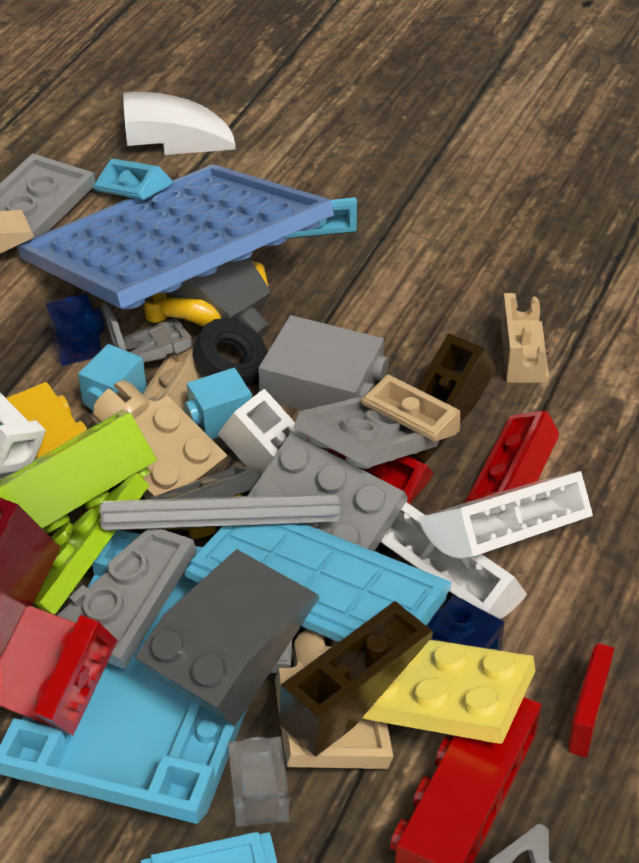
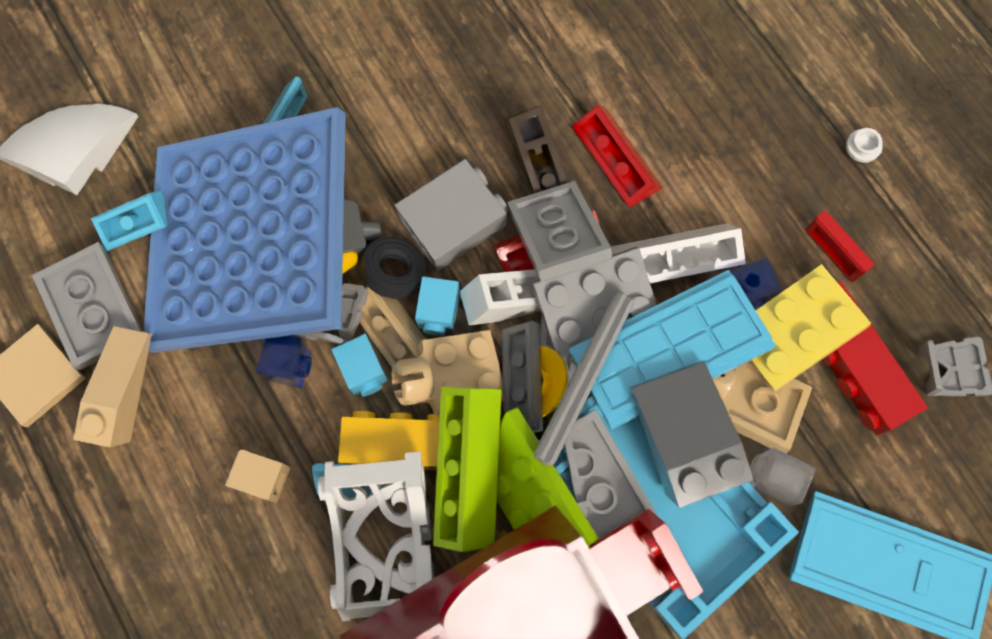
camera: 55 degrees left, 30 degrees up
(349, 678) = (781, 381): dark brown slope -> none
(413, 408) = (554, 189): tan slope -> none
(508, 516) = (687, 197): white brick -> none
(523, 342) = (515, 72): tan hinge -> none

